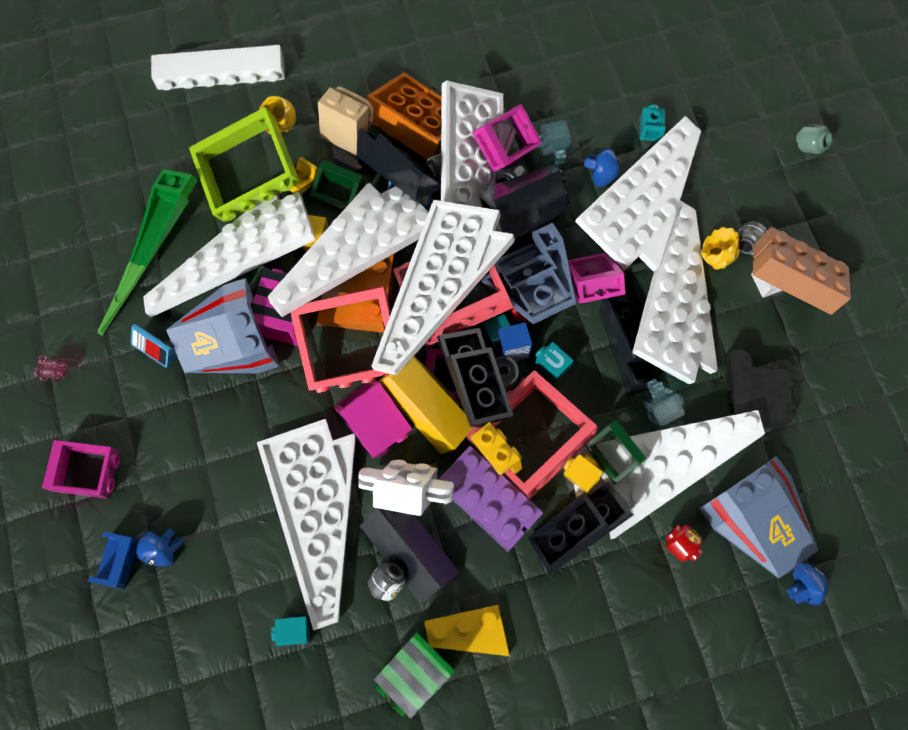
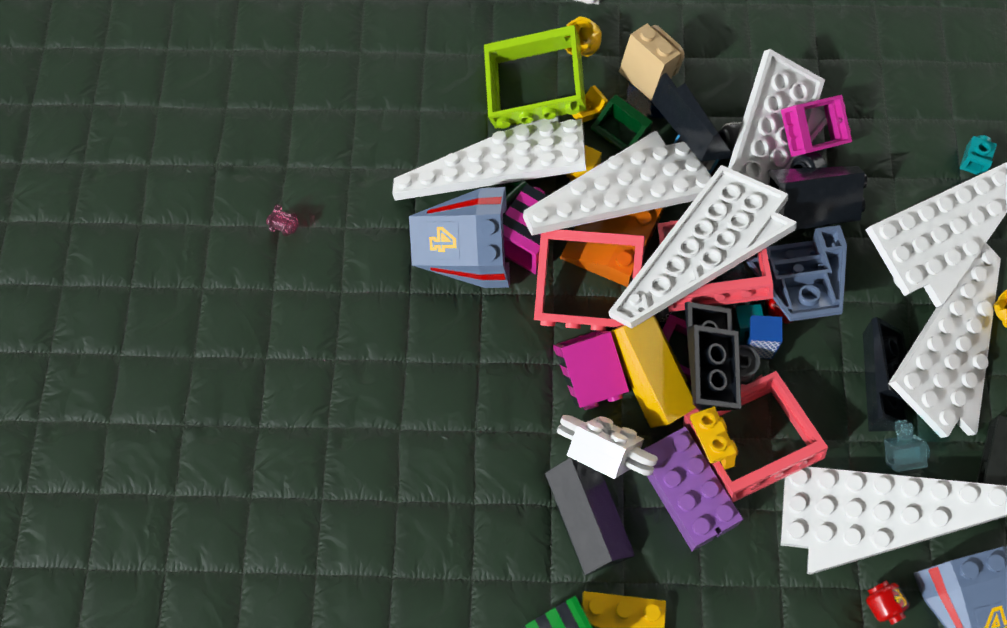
camera: 20 degrees right, 5 degrees down
(59, 462) = (262, 316): dark pink window -> none
(116, 561) = (290, 428): blue panel -> none
(152, 346) = (388, 229): slope -> none
(156, 549) = (334, 430): blue piece -> none
(164, 207) = (441, 96): green plate -> none
(291, 631) = (443, 556): teal brick -> none
(312, 497) = (505, 427): white wing -> none
(386, 581) = (556, 537): dark grey head -> none
(409, 114) = (719, 75): orange slope -> none
(553, 361) = (798, 369): teal brick -> none
(555, 139) = (867, 142): clear light blue brick -> none
(579, 526) = (778, 545): black slope -> none
(583, 472) = (798, 492): yellow brick -> none
(602, 275) = (878, 292): dark pink window -> none
(605, 167) = (913, 185): blue piece -> none
(627, 445) = (854, 476): dark green tile -> none

